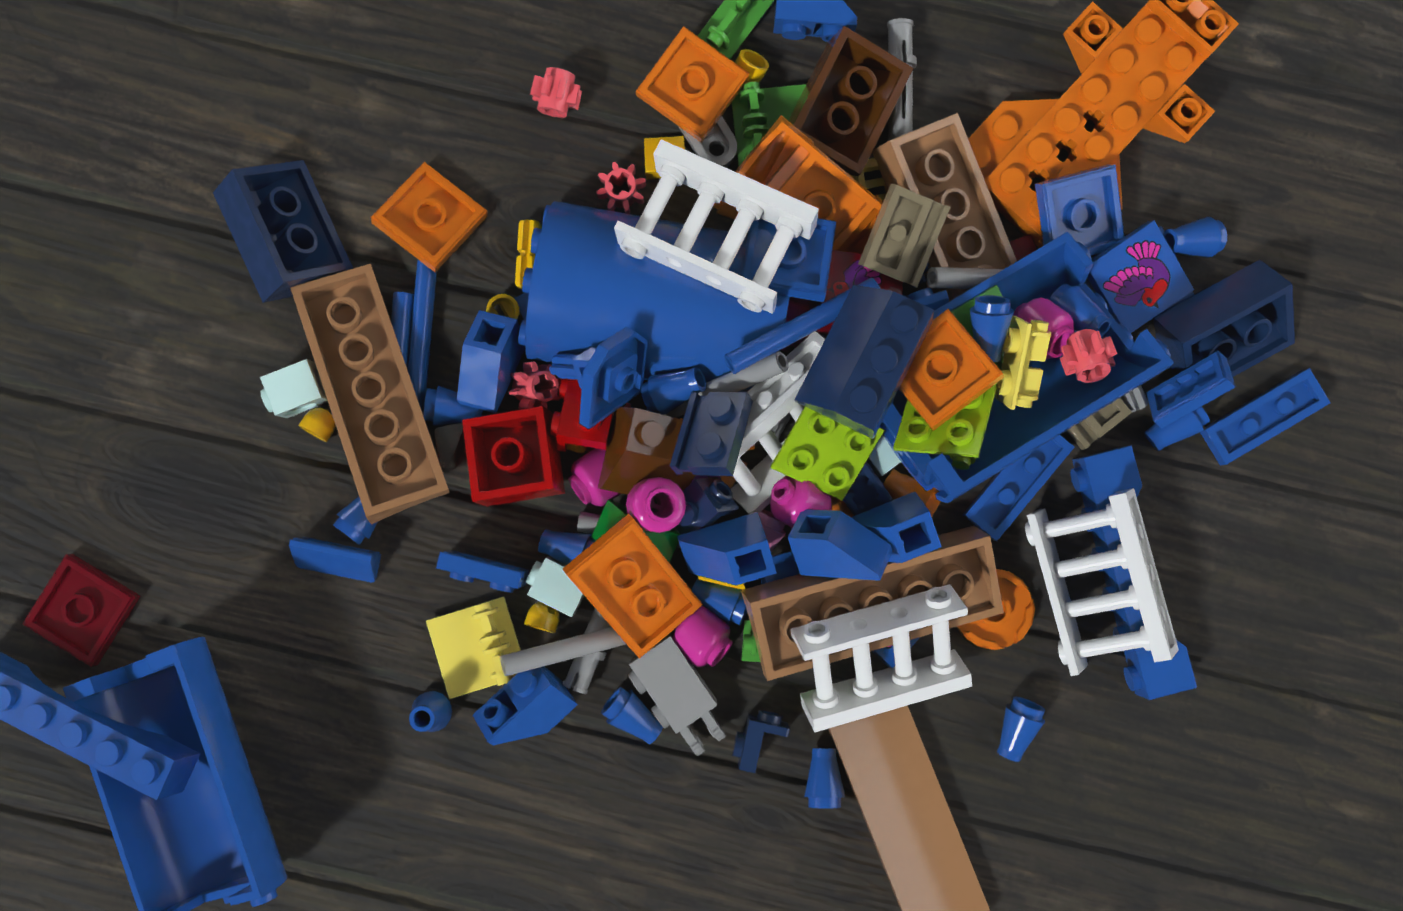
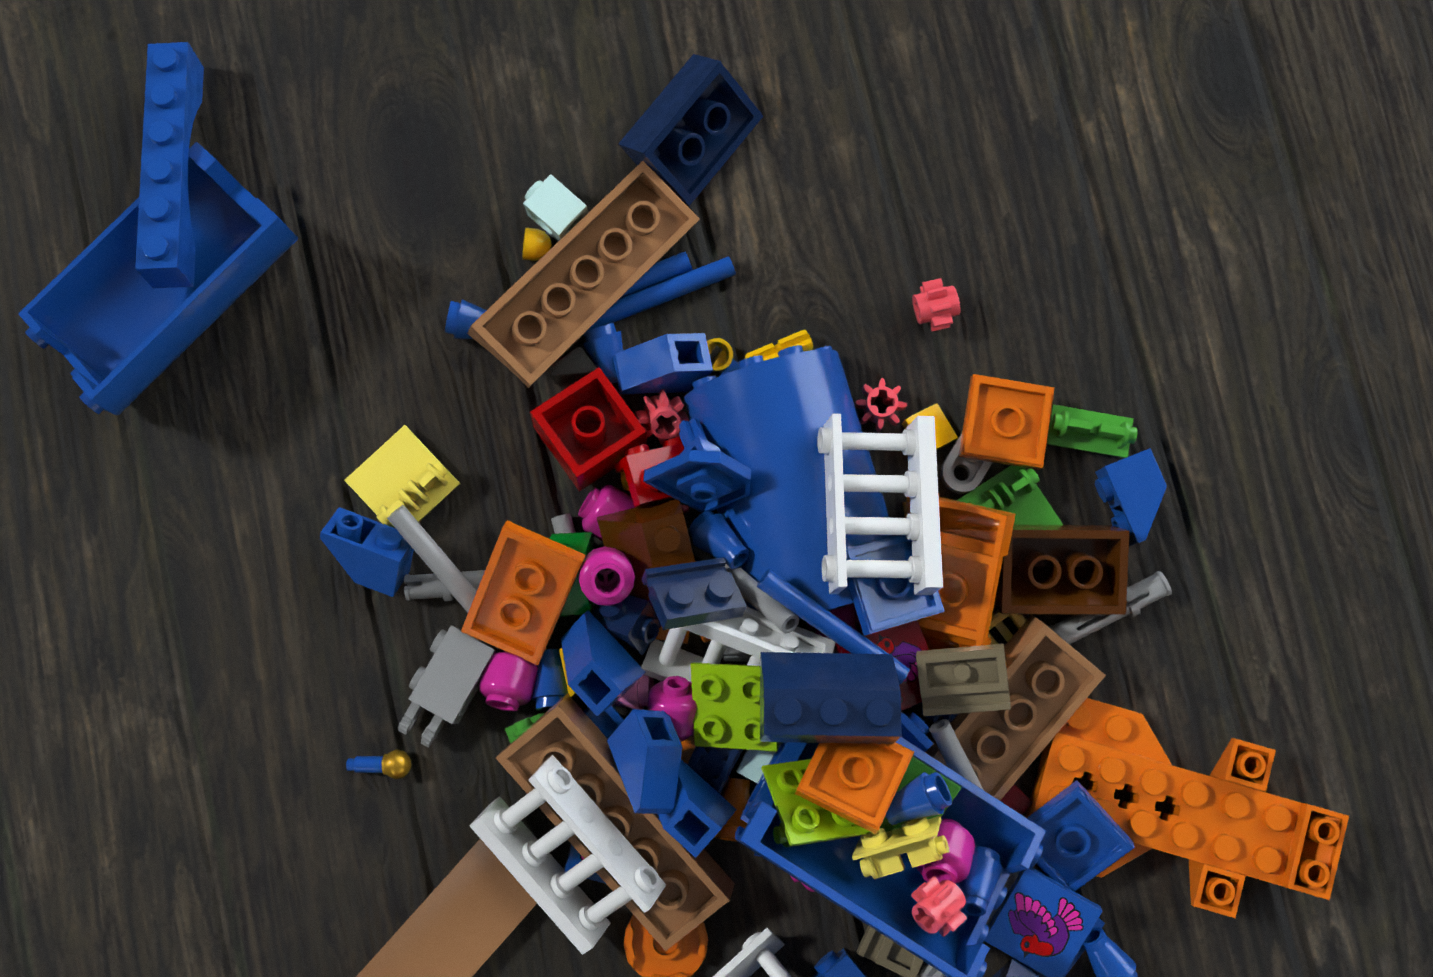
camera: 65 degrees right, 5 degrees down
(81, 610) = (272, 123): dark red tile -> none
(335, 558) = (422, 318): blue slope -> none
(429, 217) = (768, 249): orange tile -> none
(436, 706) = (331, 472): blue cone -> none
(467, 567) = (471, 439): blue plate -> none
(542, 617) = (458, 527): yellow hinge -> none
(554, 587) = (487, 522): light aqua brick -> none
(564, 545) = (531, 512): blue cone -> none
(630, 714) = (406, 651): blue cone -> none
(724, 774) = (394, 764): none -> piece
(748, 744) = (430, 771): dark blue bracket -> none
(752, 63) = (1054, 468): yellow hinge -> none
(824, 780) = (429, 860): blue cone -> none
(1015, 487) = (790, 905): blue plate -> none

